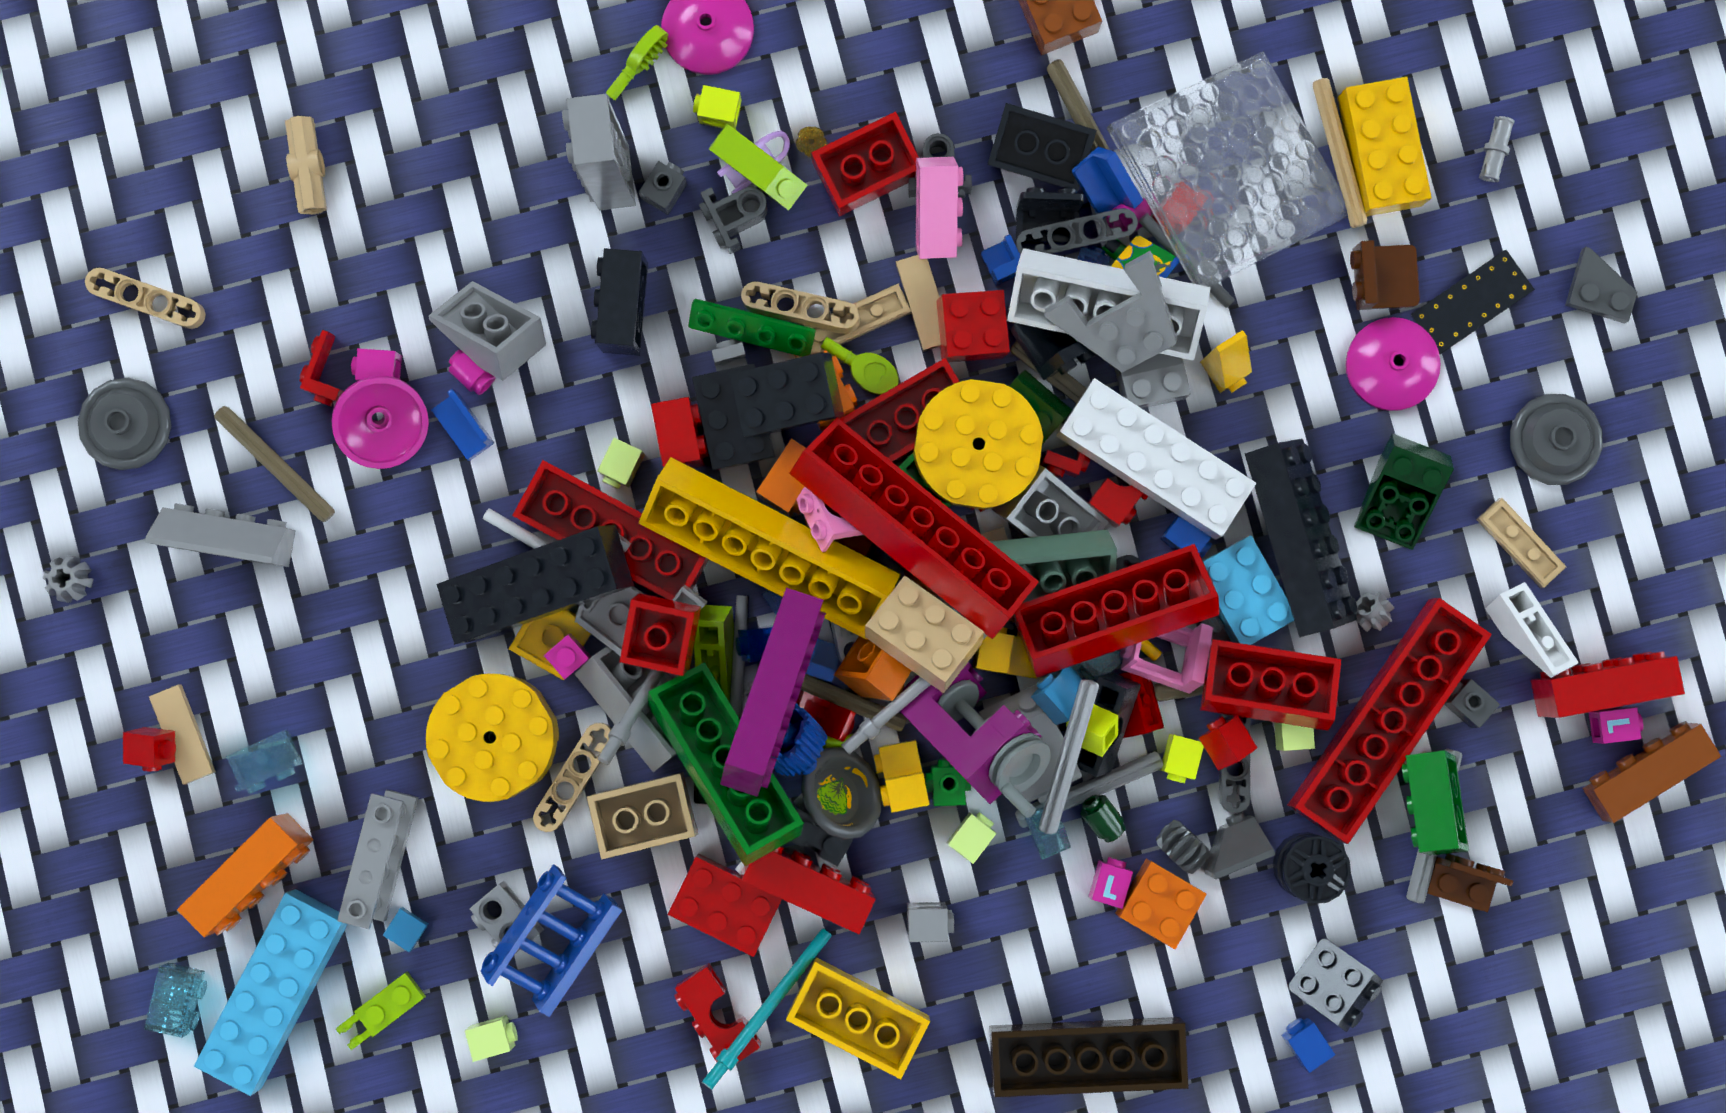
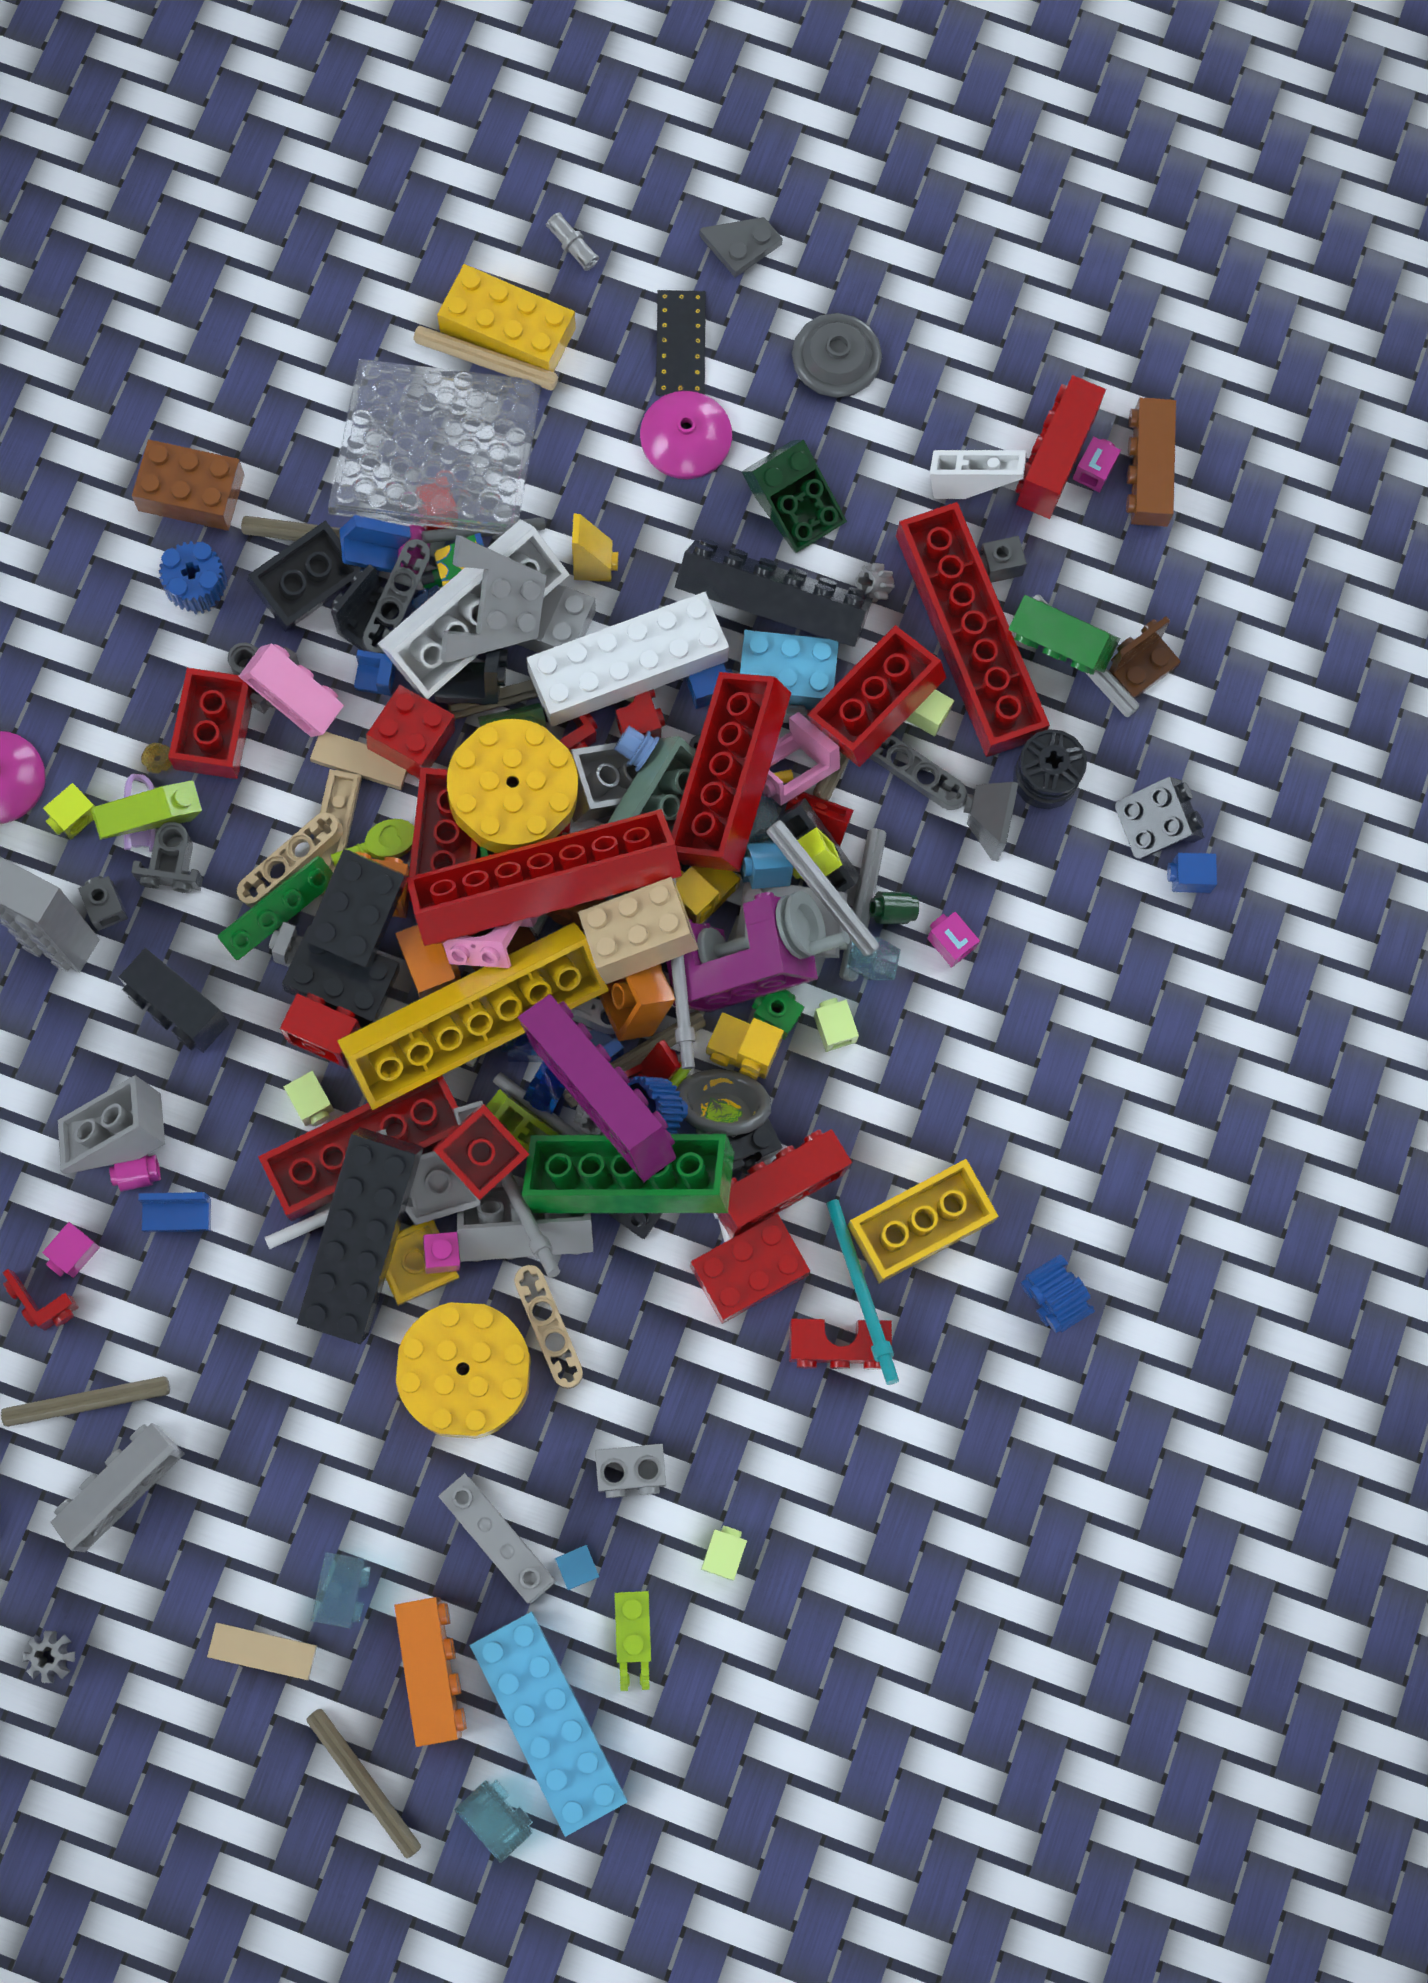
camera: 60 degrees left, 10 degrees down
(138, 881) = (363, 1783): none -> dark tan axle
(149, 748) = (254, 1685): red brick -> none
(384, 441) = (139, 1272): dark pink dish -> none
(564, 966) = (703, 1427): blue fence -> none
(642, 815) = (623, 1285): tan brick -> none
(929, 922) = (881, 1105): light grey brick -> none
(982, 41) = (192, 561): none -> blue brick
(1086, 518) = (636, 747): none -> medium blue piece
(1088, 1057) = (1084, 1054): dark brown brick -> none
(1161, 903) = (997, 909): orange brick -> none
(1181, 758) = (888, 811): neon yellow brick -> none
(1183, 846) = (962, 858): dark grey gear -> none
(1227, 741) = (900, 762): red brick -> none
(1384, 276) = (610, 391): reddish brown bracket -> none
(1521, 543) = (900, 436): tan tile -> none

